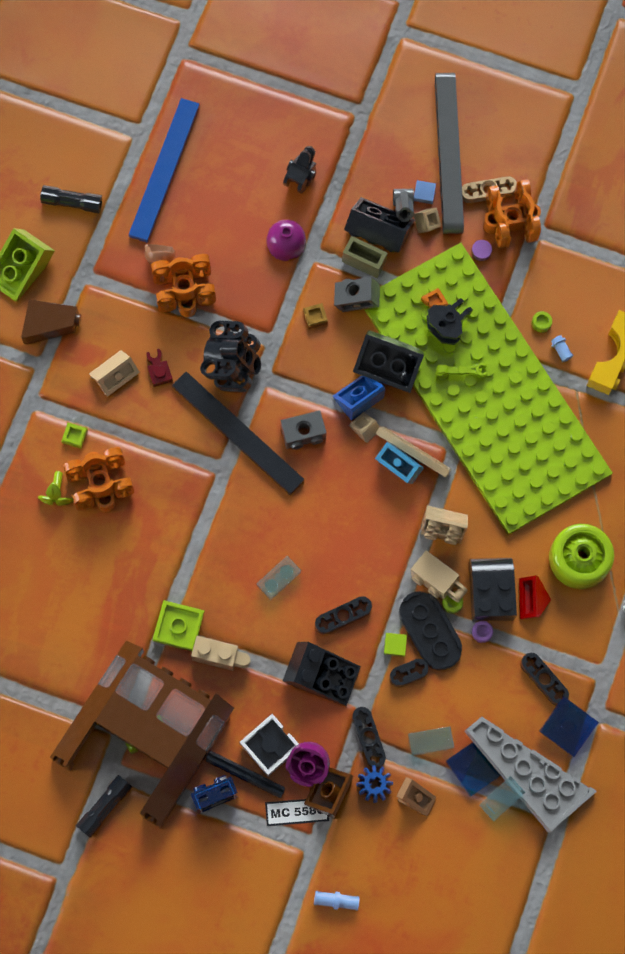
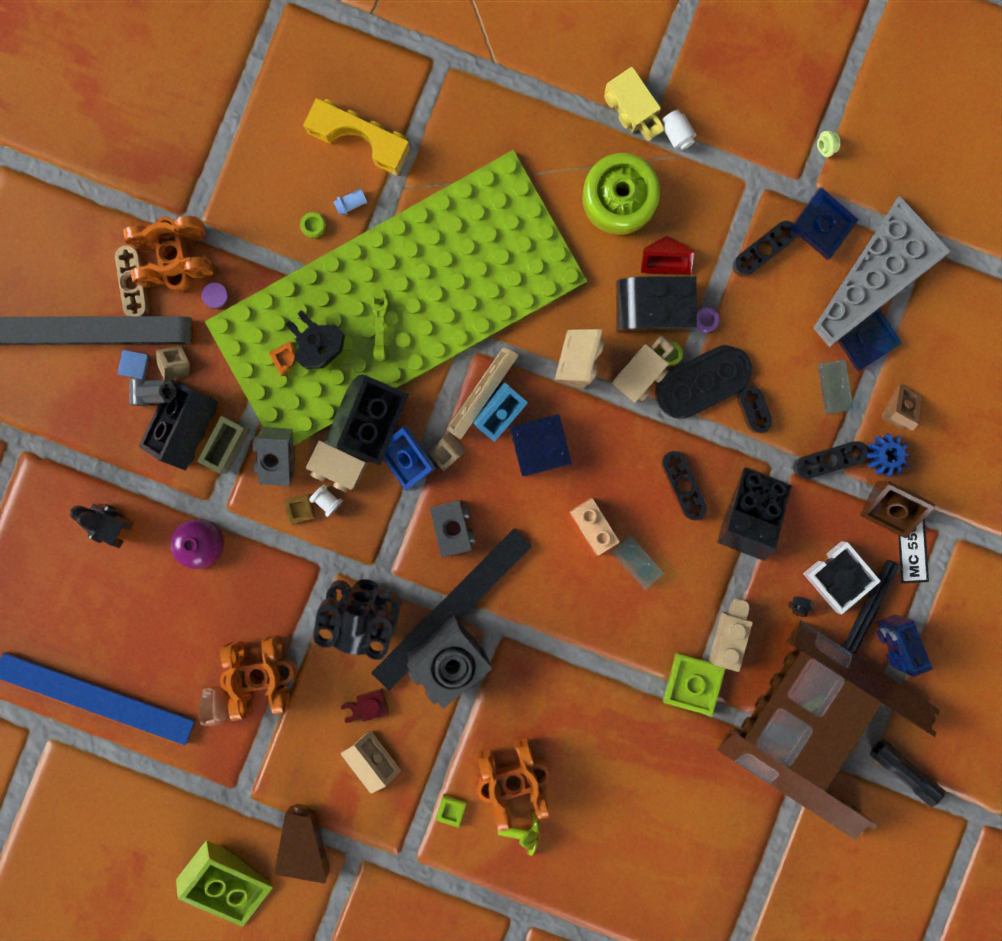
camera: 80 degrees left, 15 degrees up
(56, 196) = (131, 836): black axle -> none
(186, 419) = (447, 662): none -> dark grey brick
(244, 713) = (801, 606): none -> black plate
(308, 540) = (594, 526): none -> light nougat brick
(308, 764) = (867, 532): magenta cylinder -> none
(323, 334) = (326, 500): none -> white bush
(349, 342) = (336, 466): none -> tan brick
(372, 497) = (540, 445): none -> clear blue brick
(395, 644) = (720, 424): lime tile -> none
(502, 798) = (909, 306): clear light blue tile -> none

